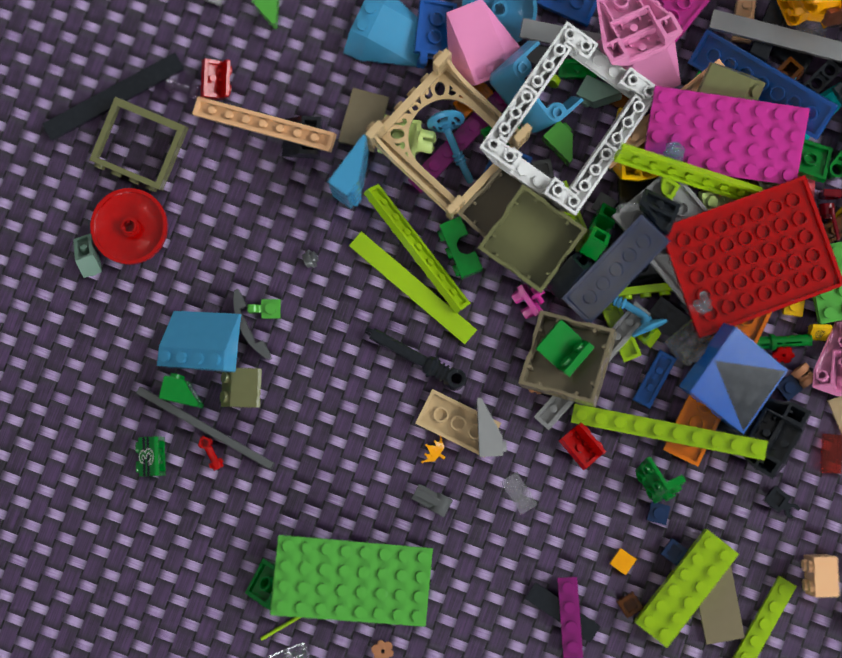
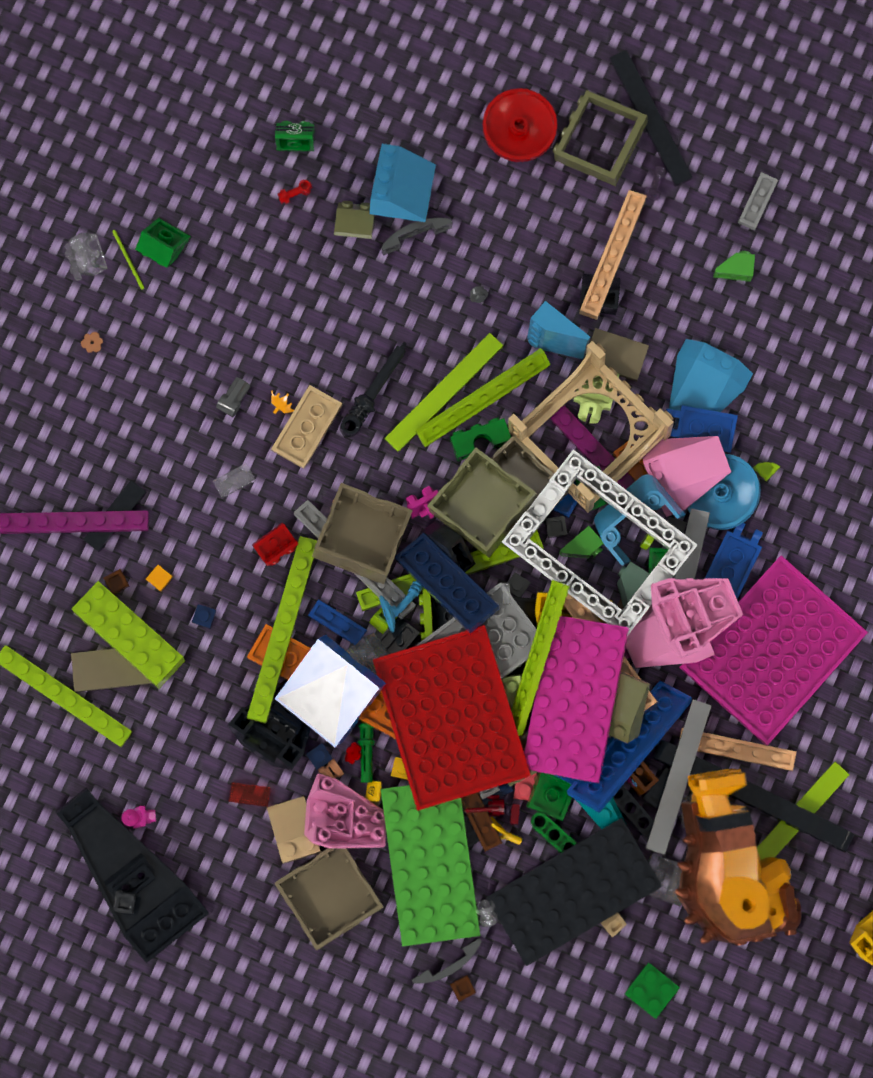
camera: 90 degrees right, 5 degrees down
(87, 256) = (492, 84): sand green slope -> none
(179, 390) = (355, 164): green slope -> none
(206, 428) = (319, 188): dark grey tile -> none
(215, 79) = (663, 213): red bracket -> none
(269, 308) = (431, 253): bright green plate -> none
(351, 581) = (161, 314): bright green plate -> none
(447, 128) = (603, 431): dark azure dish -> none
(489, 436) = (291, 452): light grey slope -> none
(564, 348) = (372, 528): green bracket -> none
(598, 232) = (484, 569): green arch -> none
(655, 484) = (224, 619): green bracket -> none
(659, 210) = (502, 625): black wing -> none
(668, 187) = (524, 638): lime tile -> none
(673, 551) = (164, 627): dark blue plate -> none
(674, 150) = (560, 642): clear light blue plate -> none
(703, 305) = (403, 662): clear light blue plate -> none
(779, 500) = (207, 735): black plate -> none
(820, 575) = (128, 767): light nougat brick -> none

